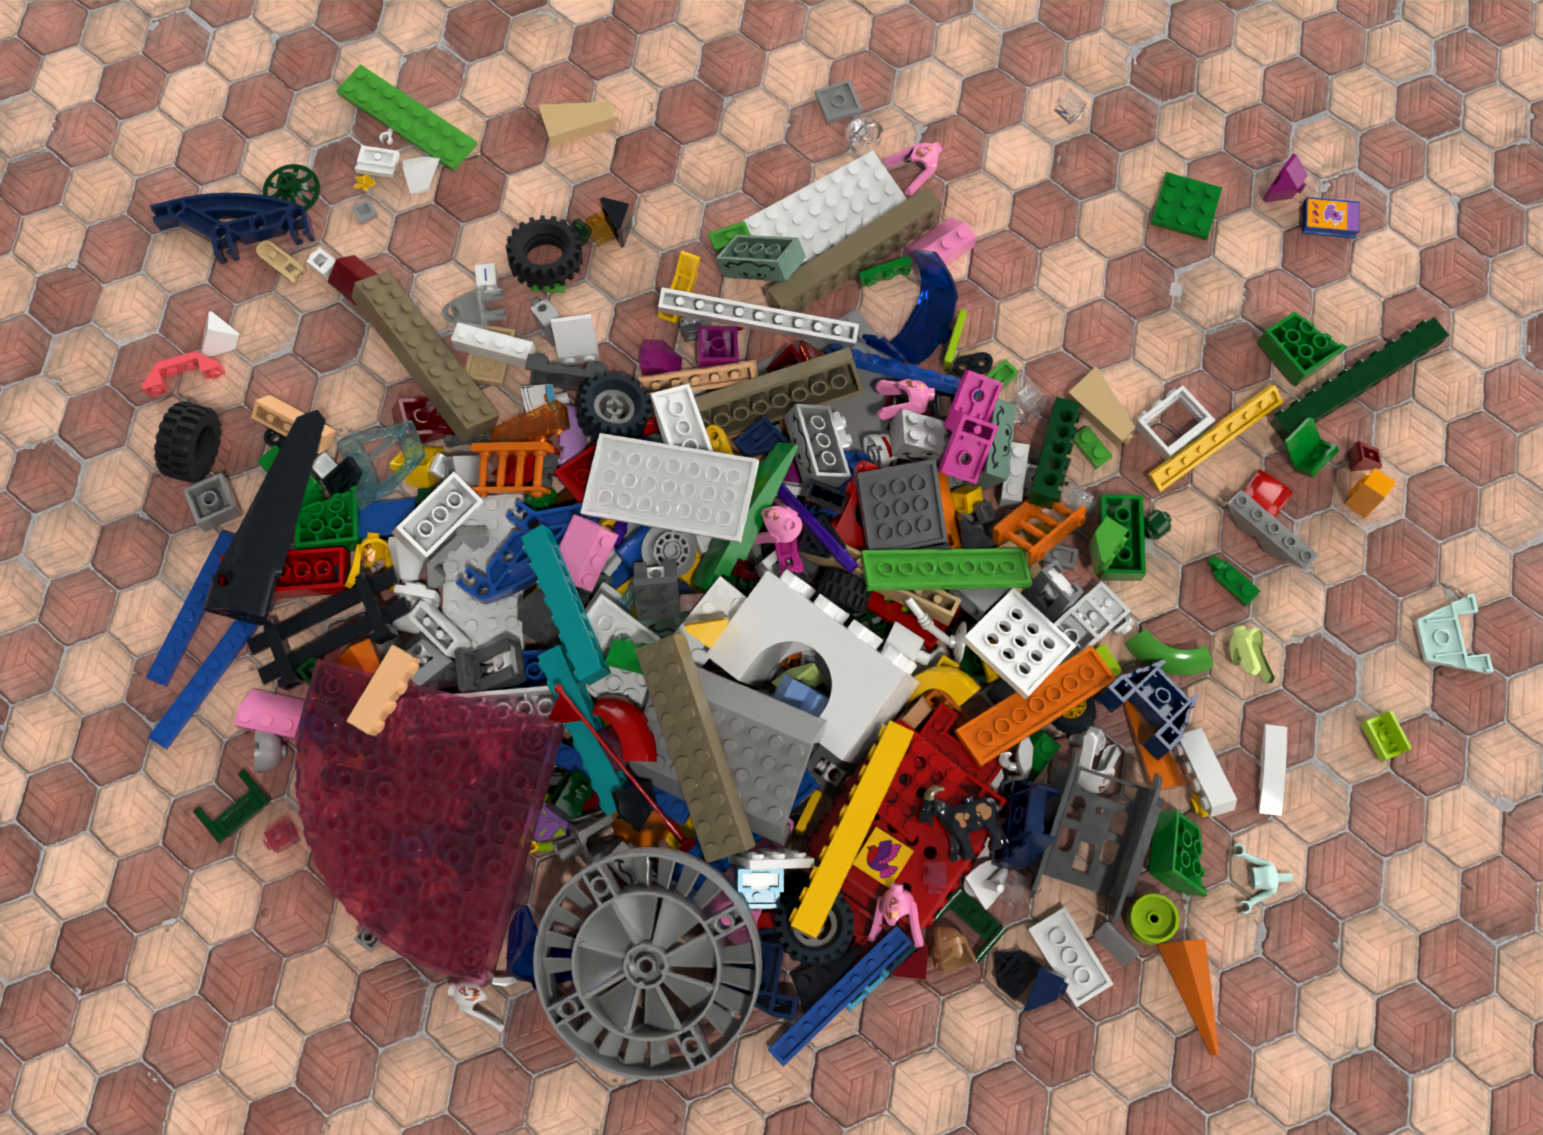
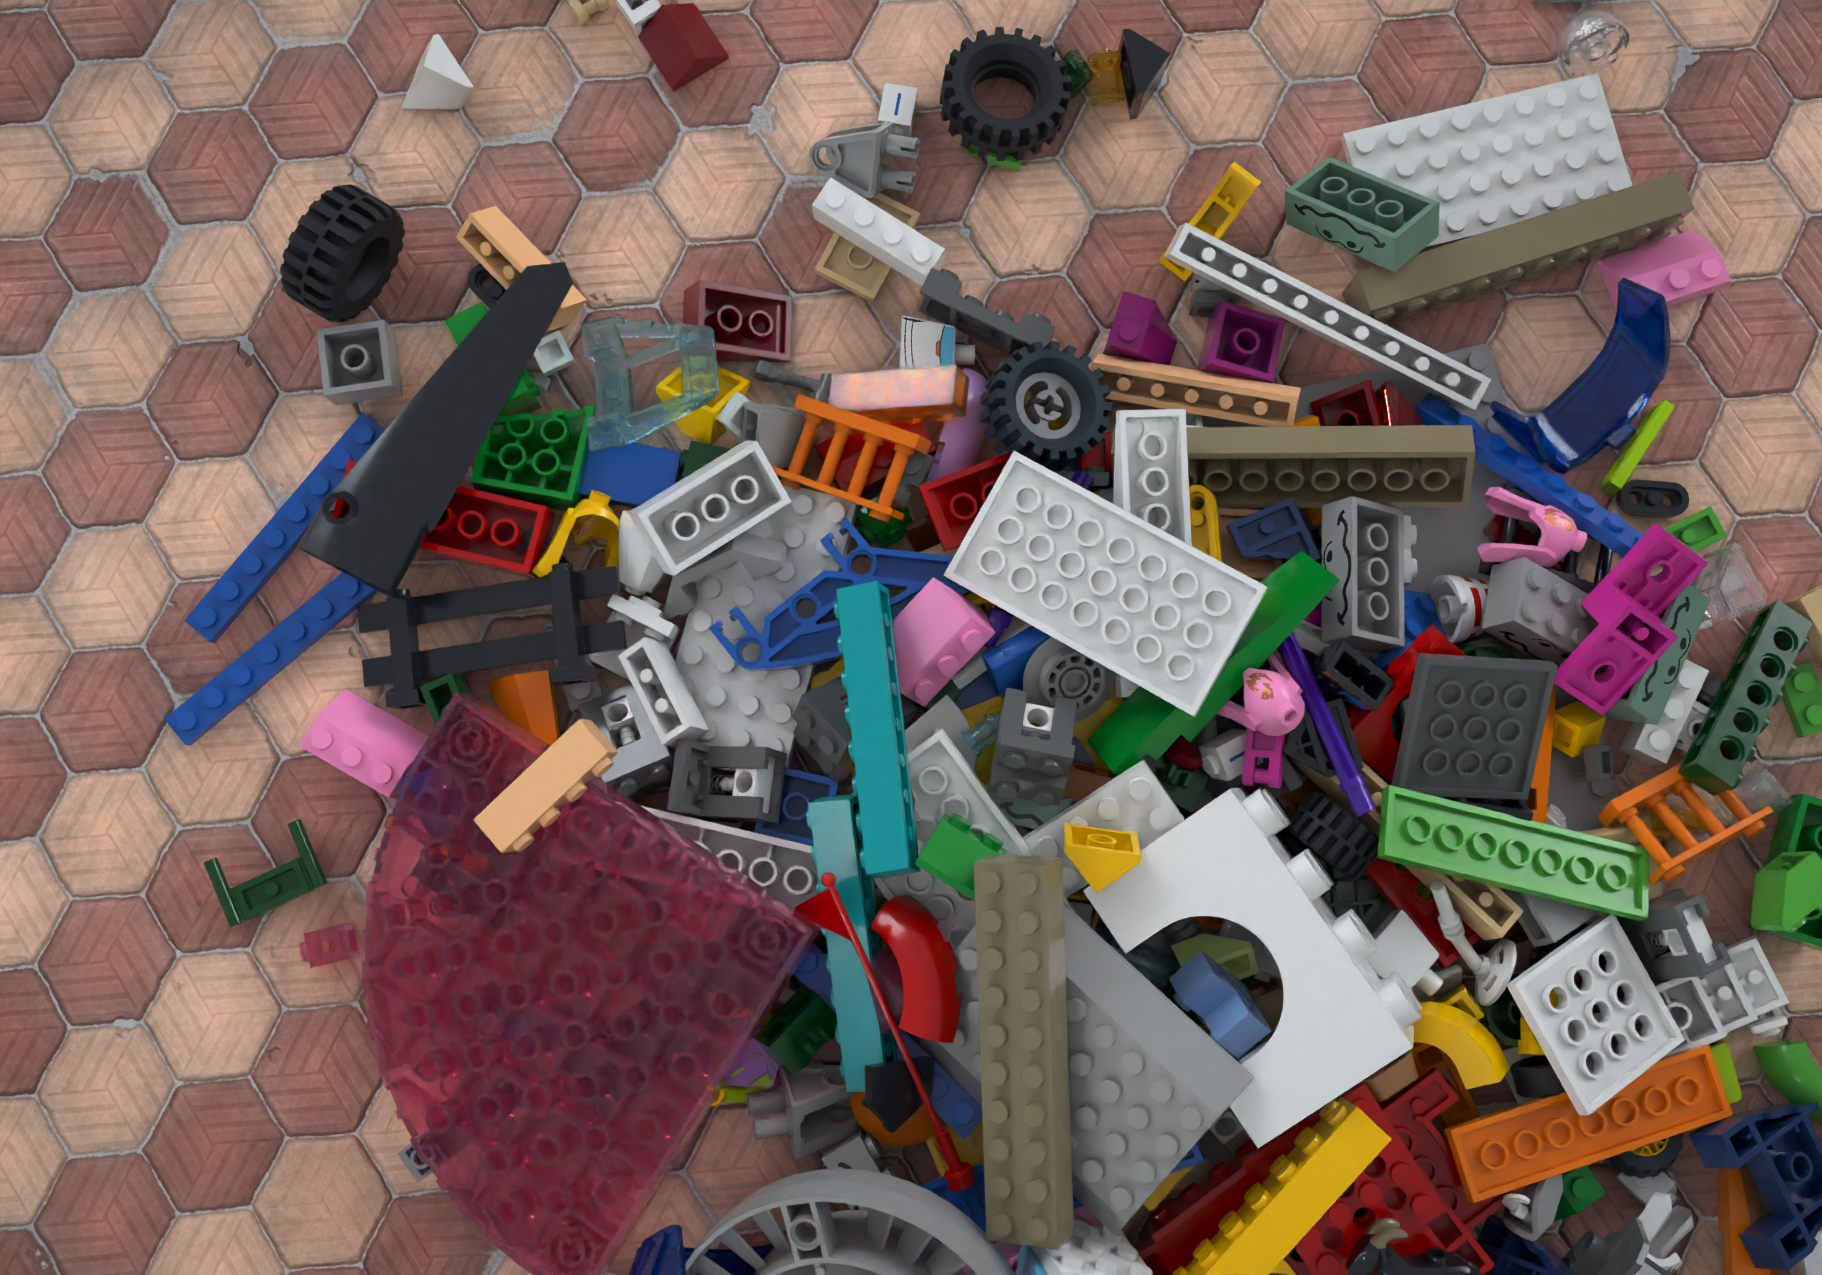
camera: 15 degrees right, 10 degrees up
(156, 383) = (321, 127): coral slope -> none
(267, 751) = (342, 804): light grey cylinder -> none
(342, 477) = (576, 384): black wing -> none
(425, 356) = (762, 215): dark tan brick -> none
(542, 313) = (978, 214): light grey torso -> none
(575, 340) = (1014, 265): white slope -> none
(721, 237) = (1305, 153): bright green plate -> none
(885, 271) = (1556, 294): green plate -> none
(924, 153) = (1686, 106): bright pink piece -> none
(972, 535) = (1568, 799): black slope -> none
(1063, 555) = (1704, 874): light grey plate -> none

